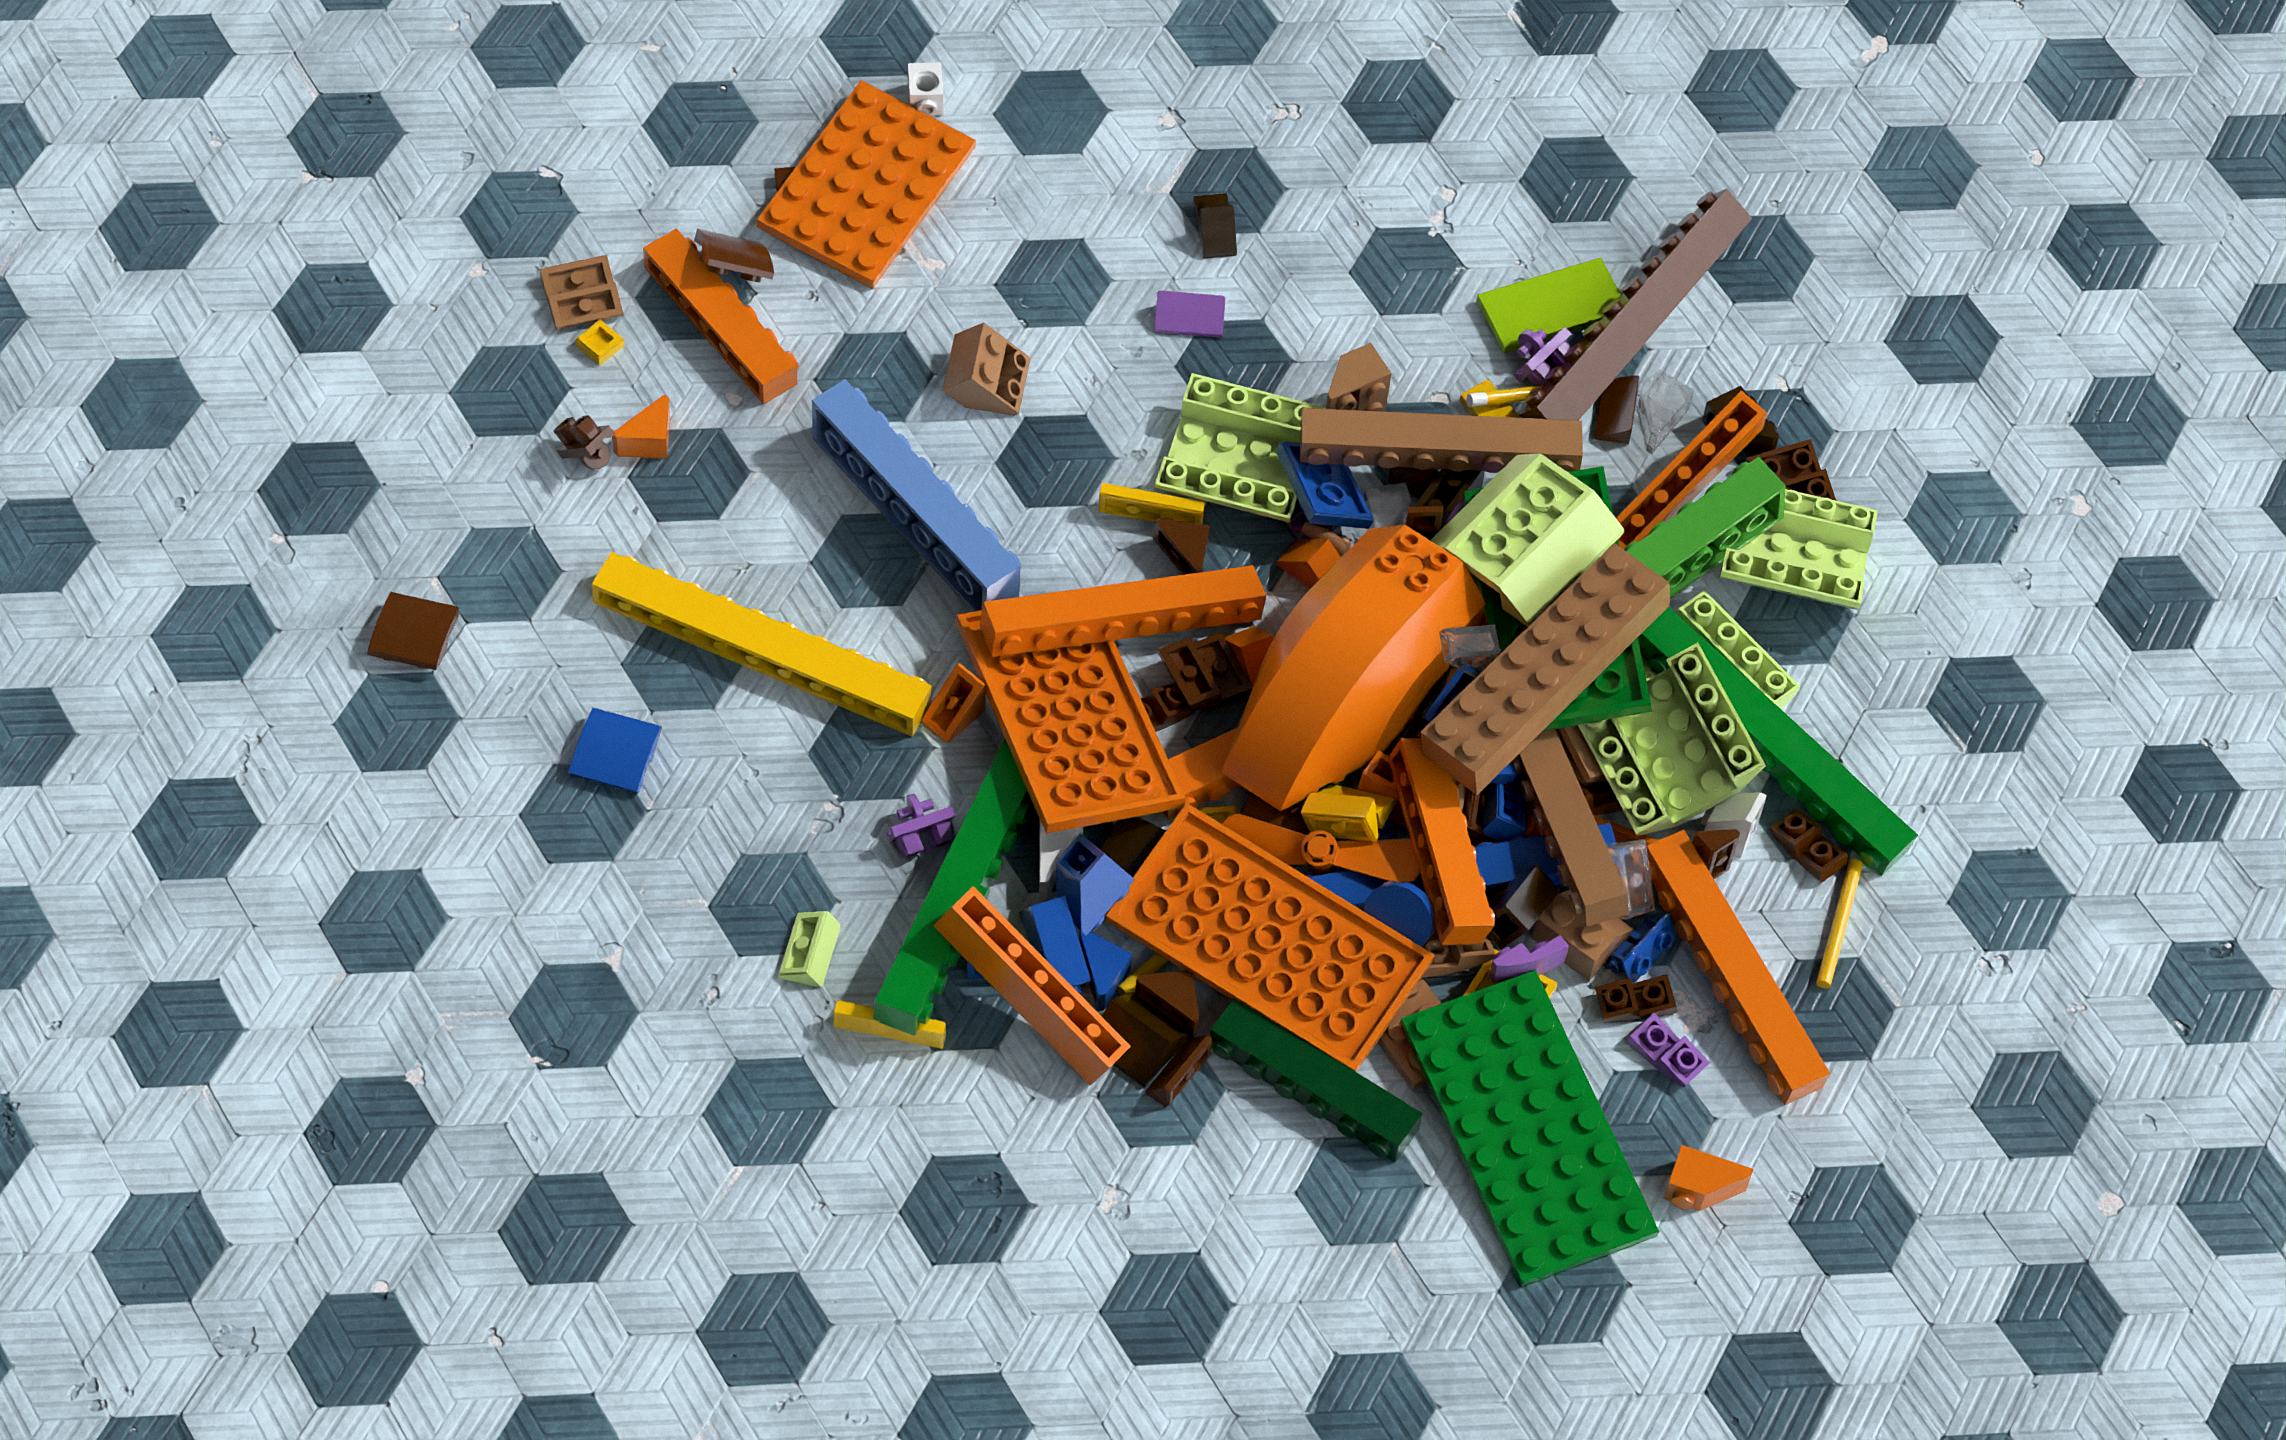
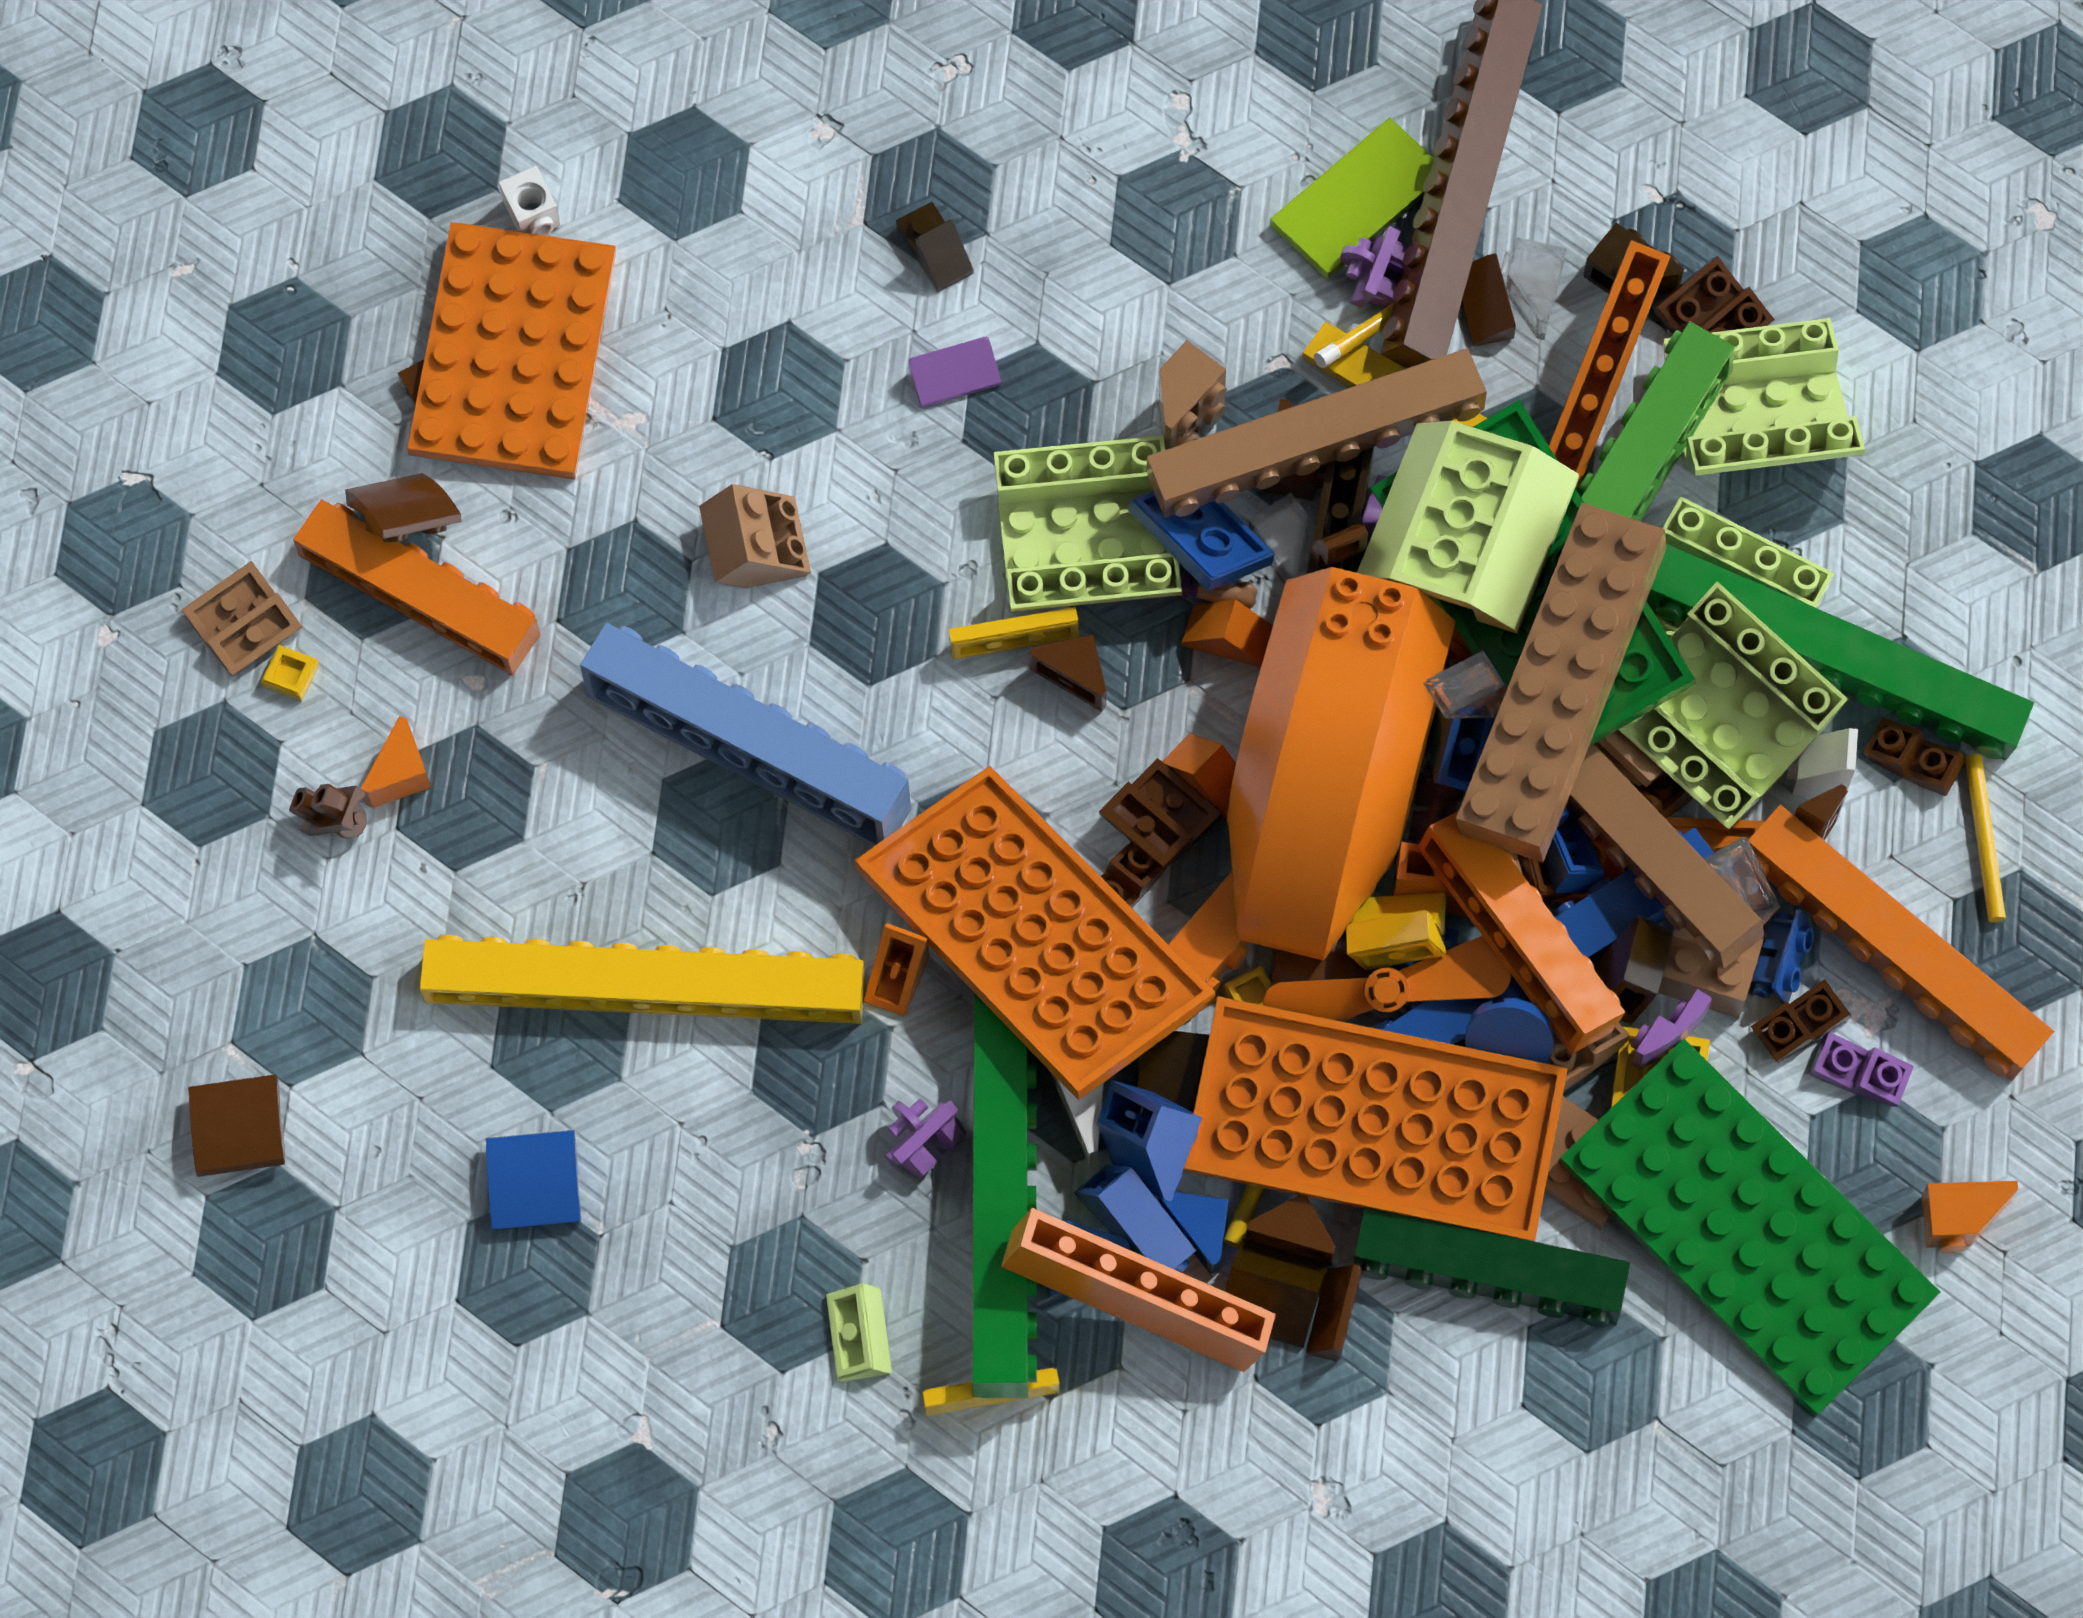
camera: 15 degrees left, 10 degrees up
(1122, 611) = (1040, 783): orange brick -> none

